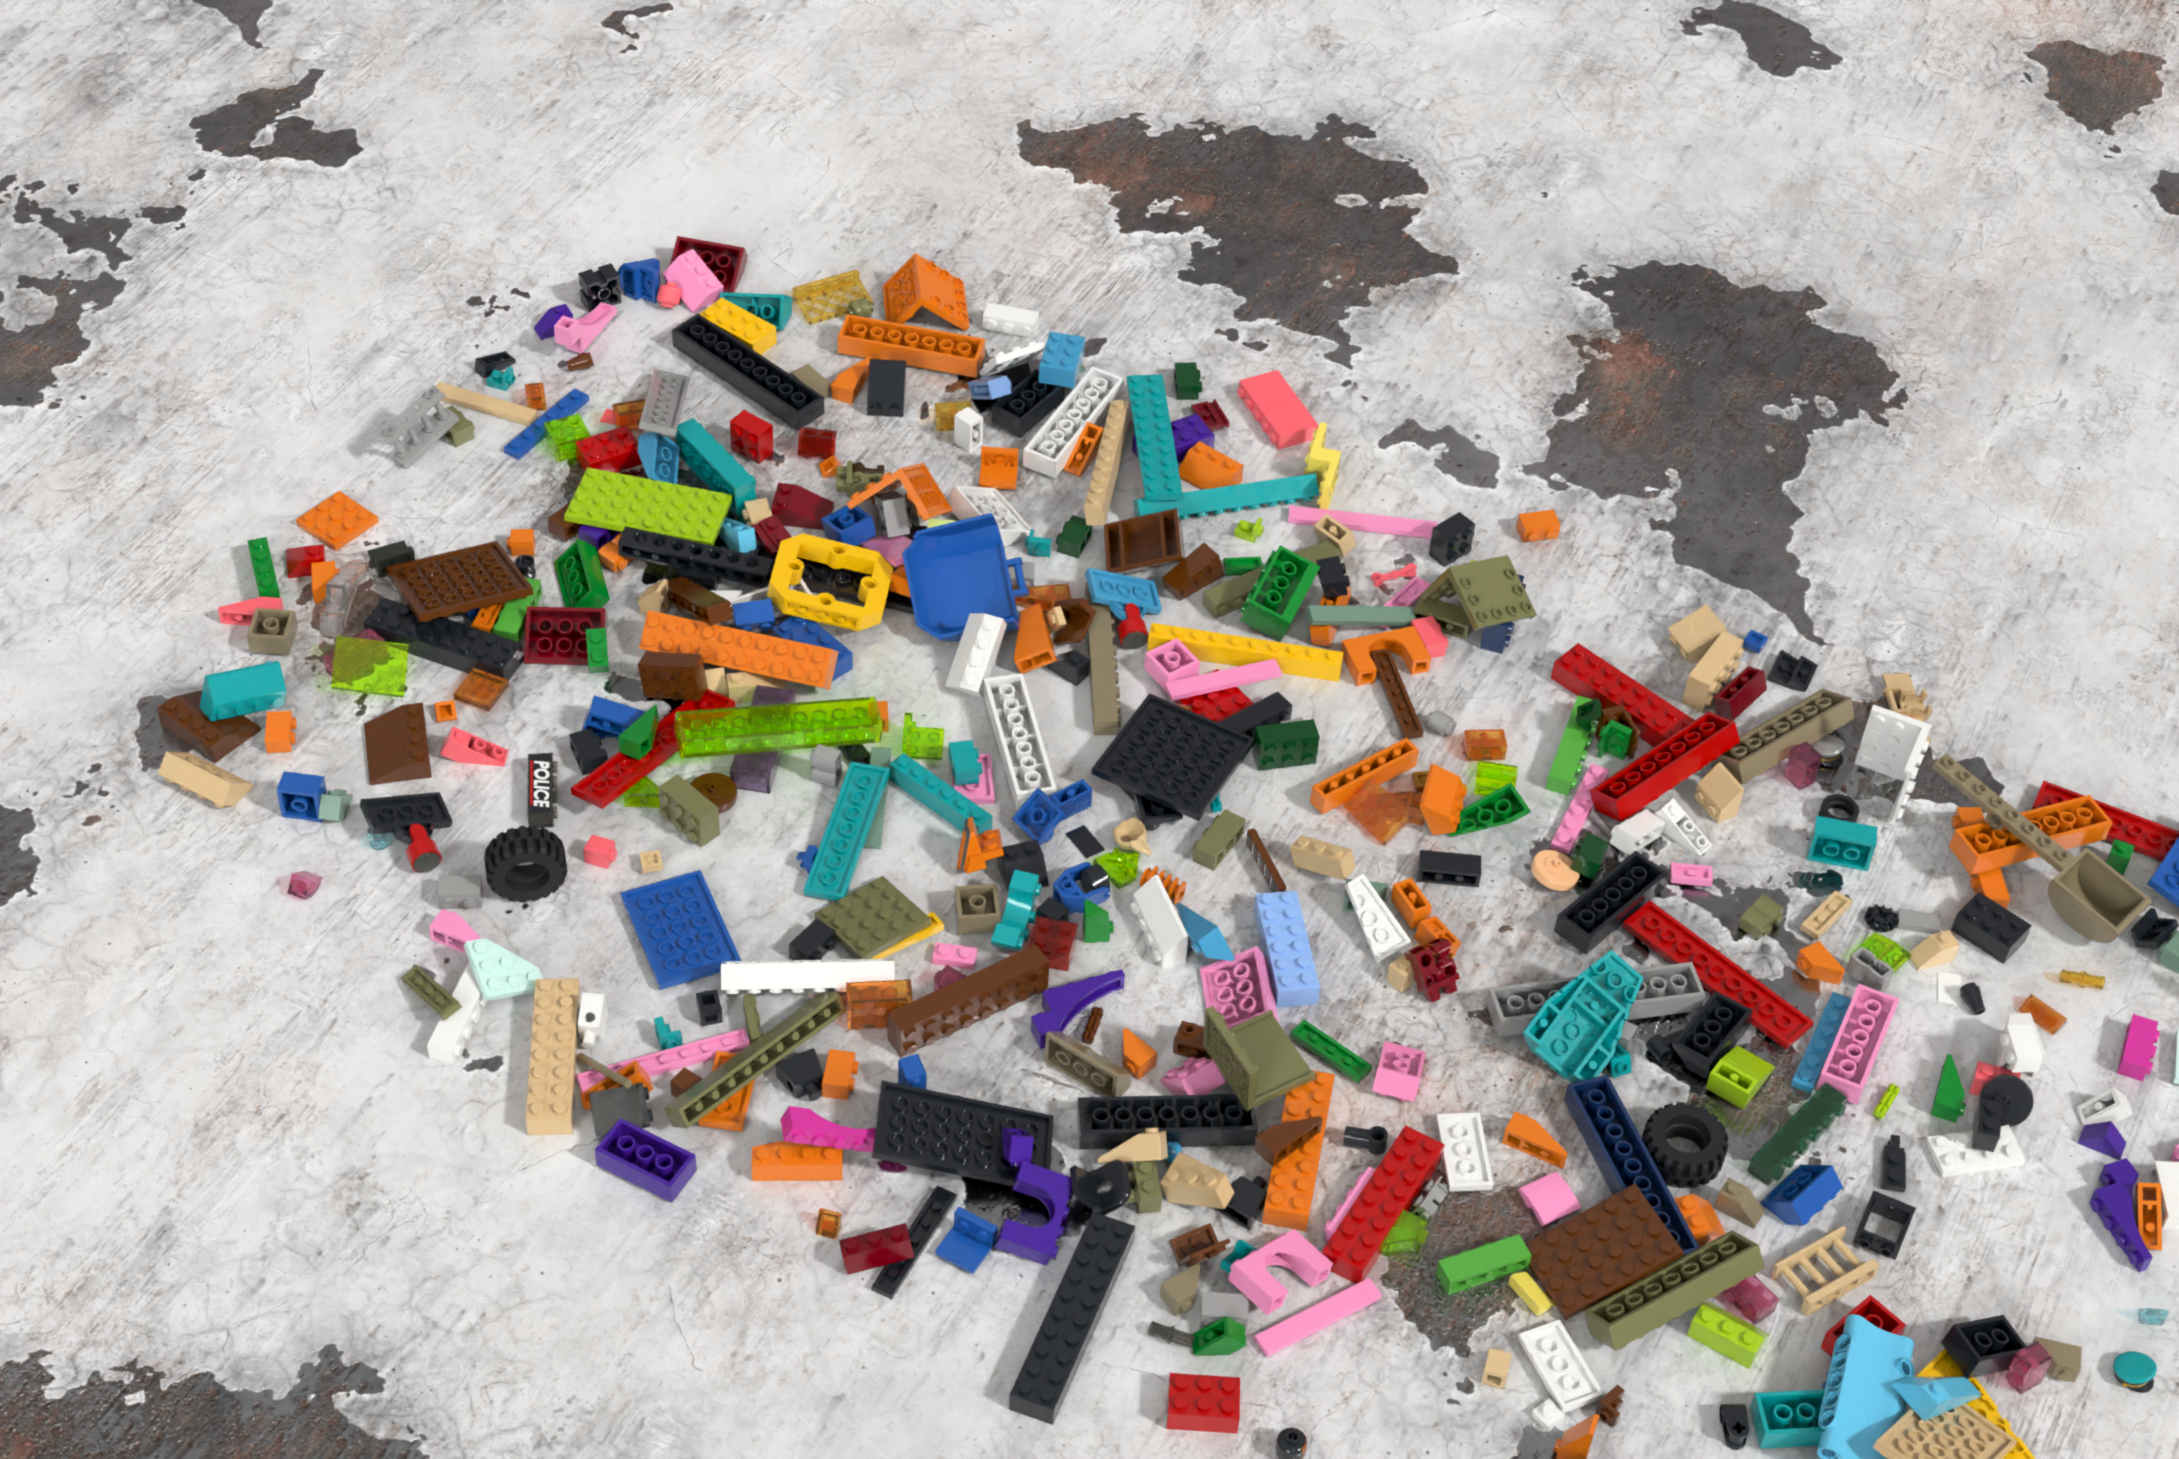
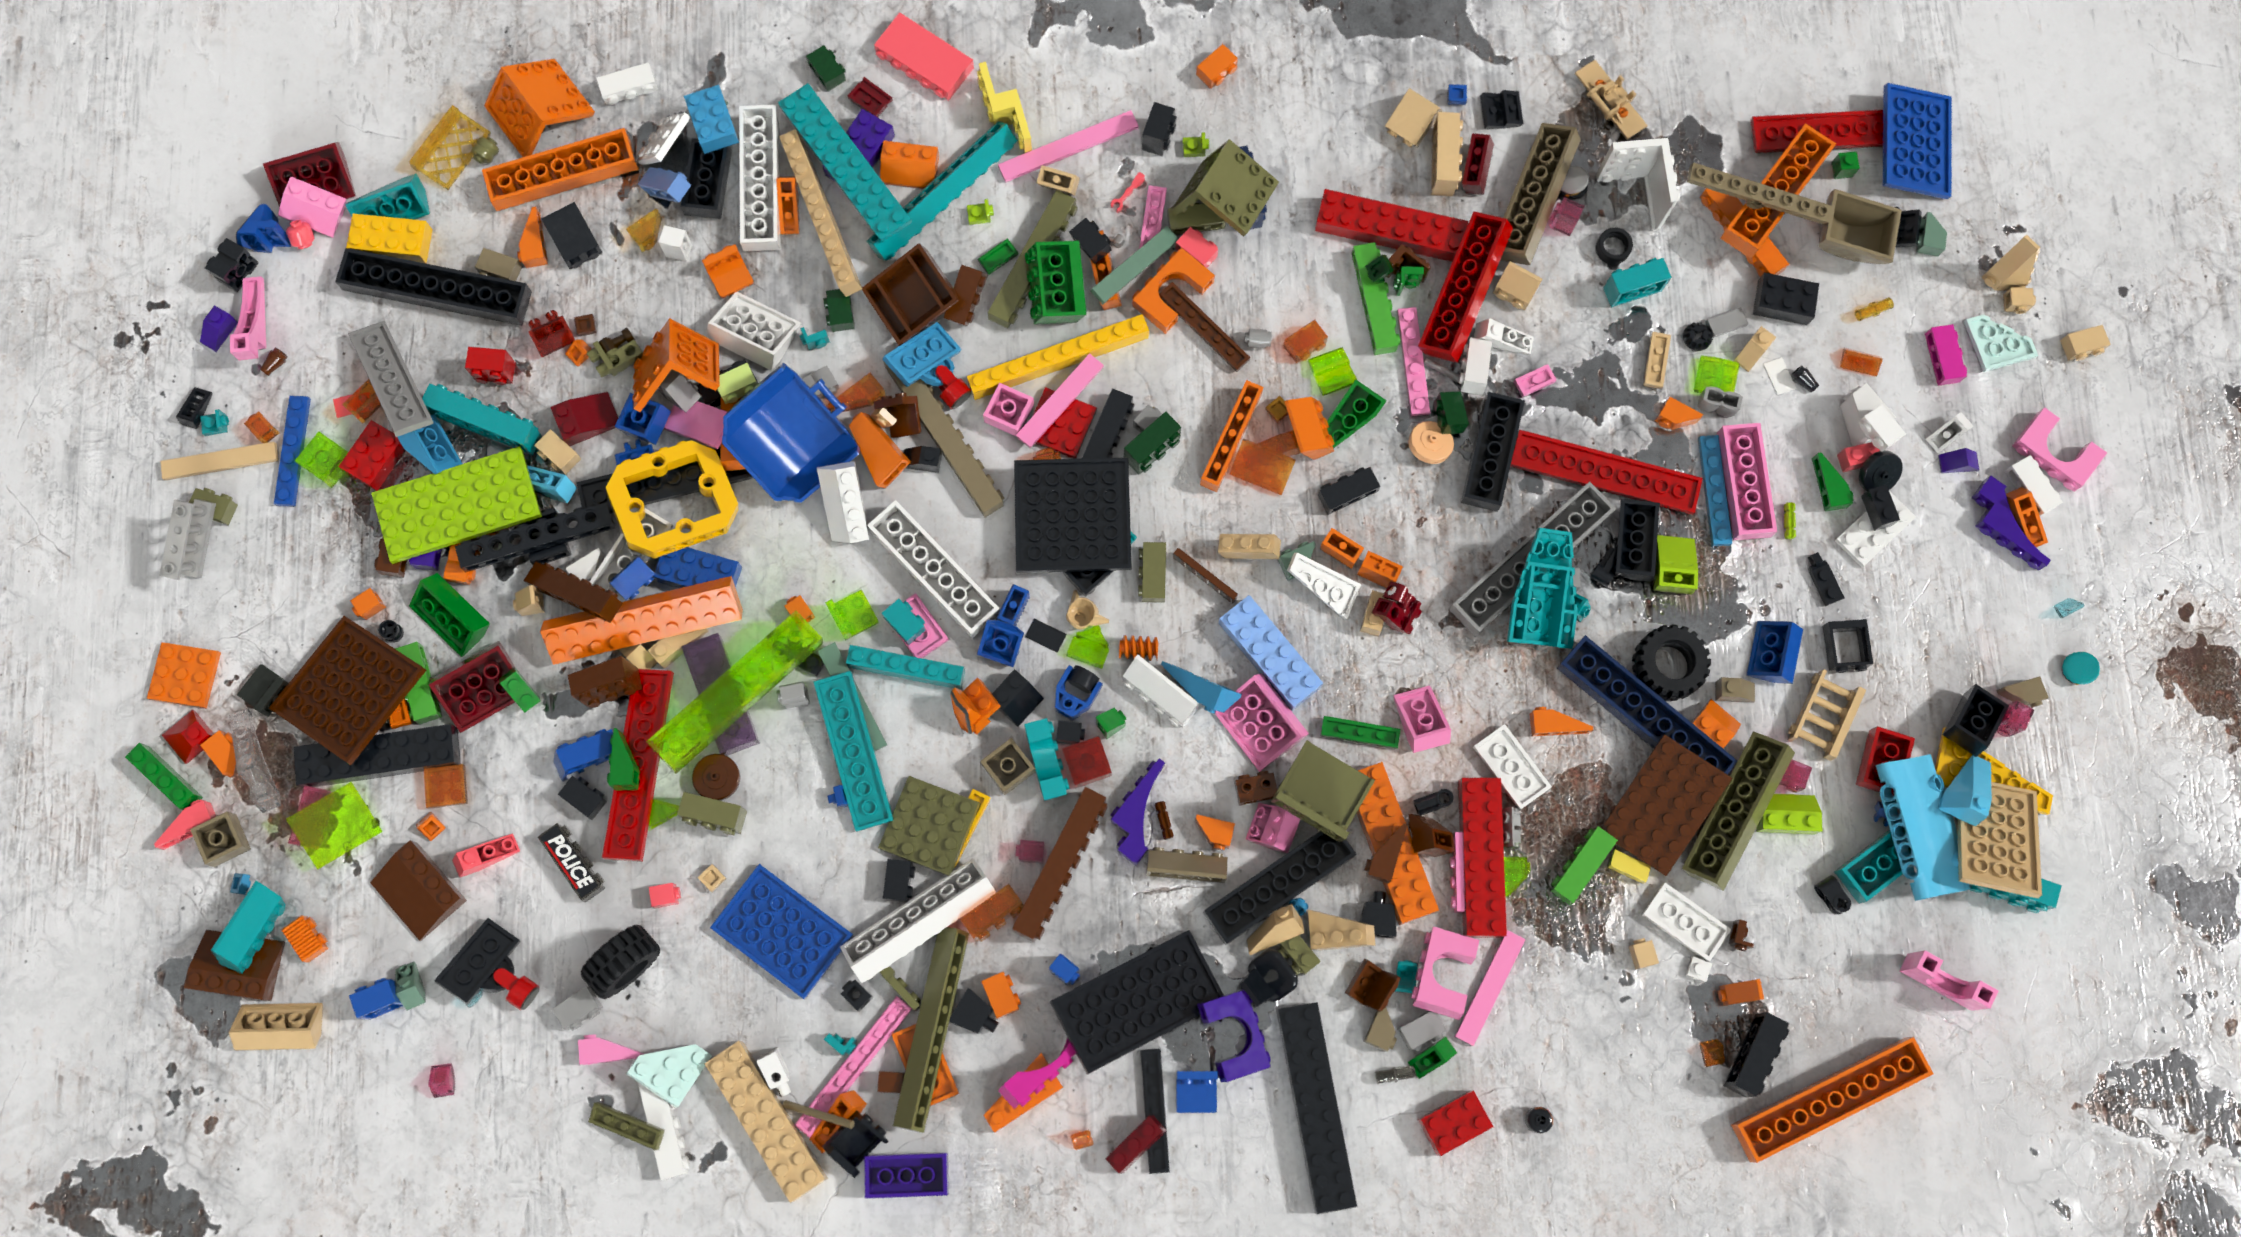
camera: 30 degrees left, 30 degrees up
(771, 533) = (584, 469): dark red plate -> none
(850, 453) = (585, 325): none -> reddish brown tile
(954, 955) = (1015, 818): bright pink plate -> none
(1017, 1145) = (1185, 985): dark purple slope -> none
(1340, 1156) = (1430, 837): none -> reddish brown slope
(1549, 1198) = (1597, 771): bright pink slope -> none
(1761, 917) = (1611, 393): olive brick -> none
(1797, 1134) = (1744, 596): clear green brick -> none

